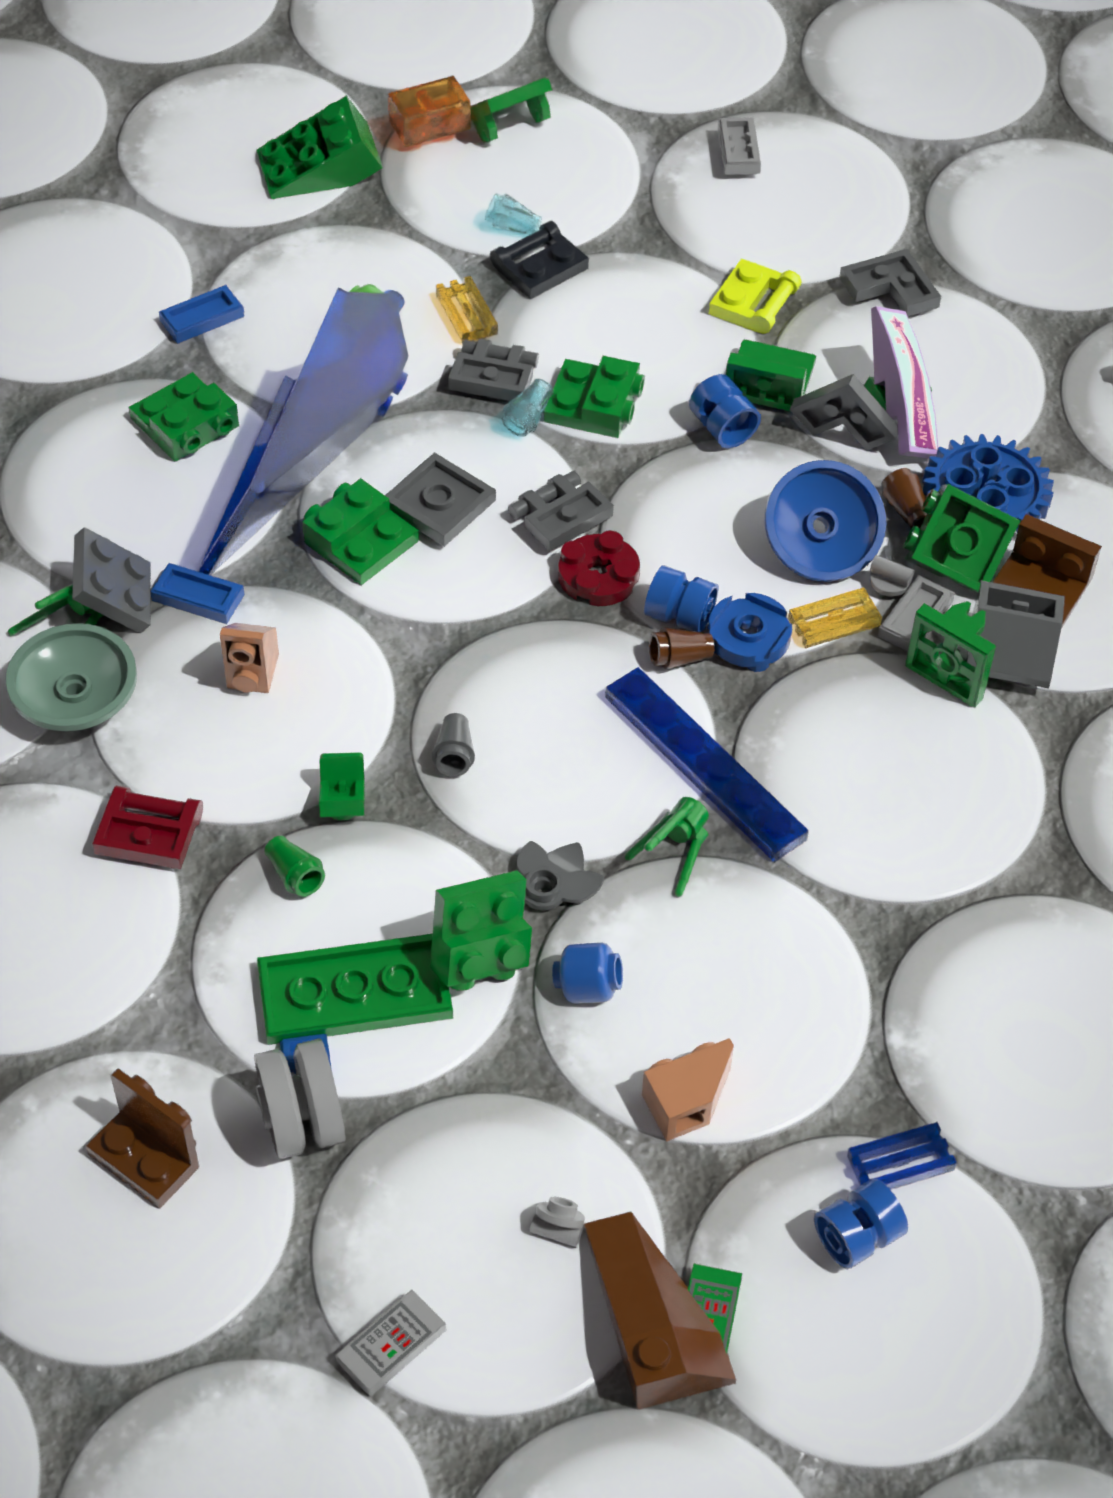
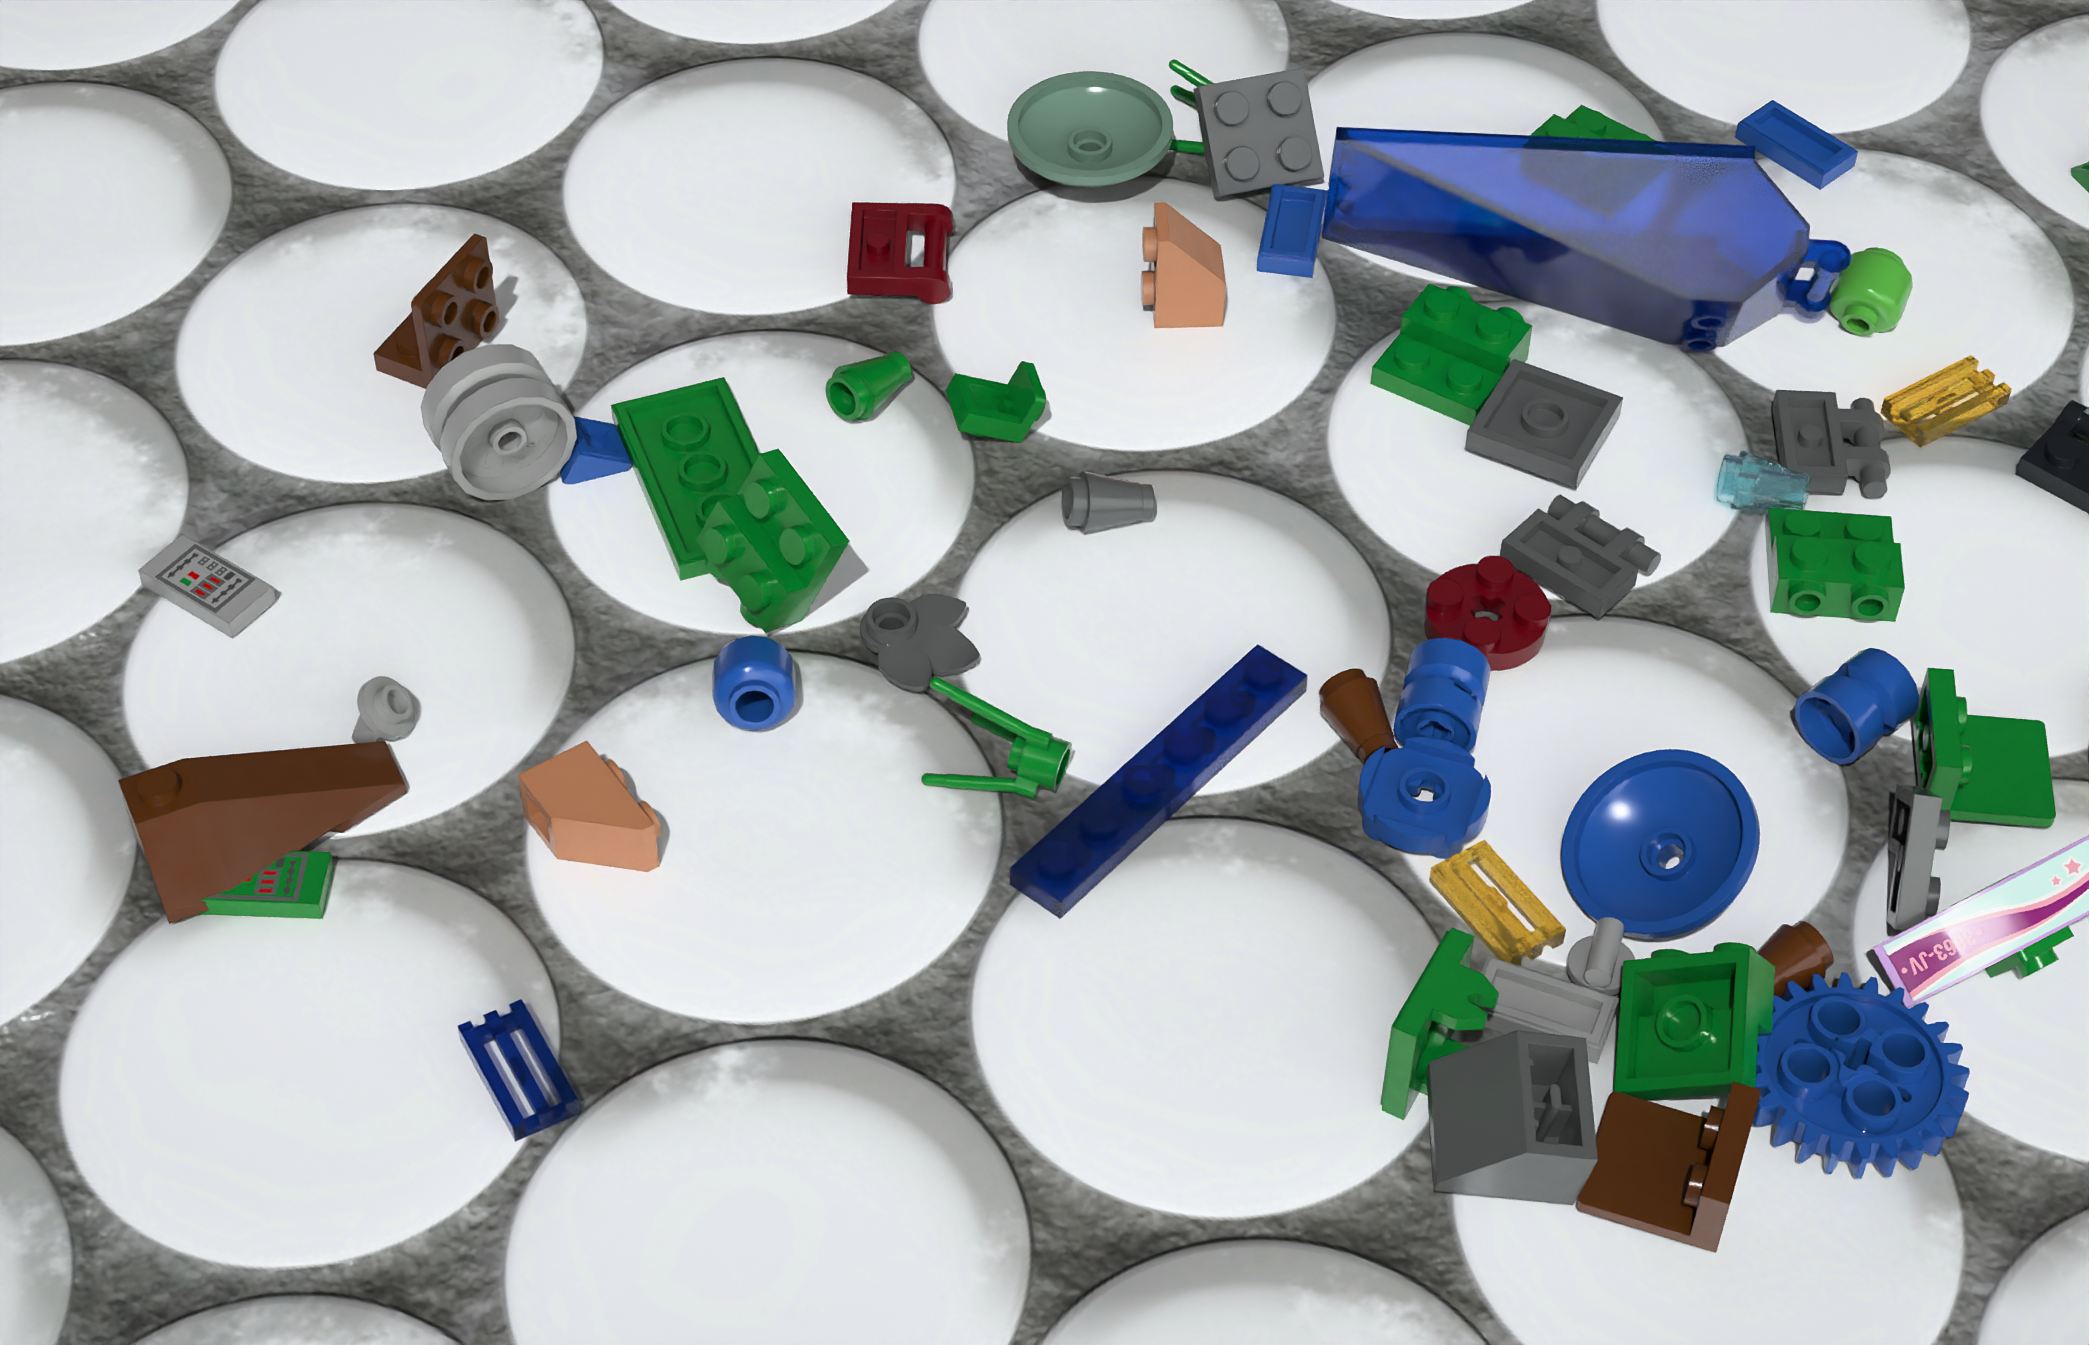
camera: 80 degrees right, 5 degrees down
(865, 1220) = (392, 1012): blue wheel -> none

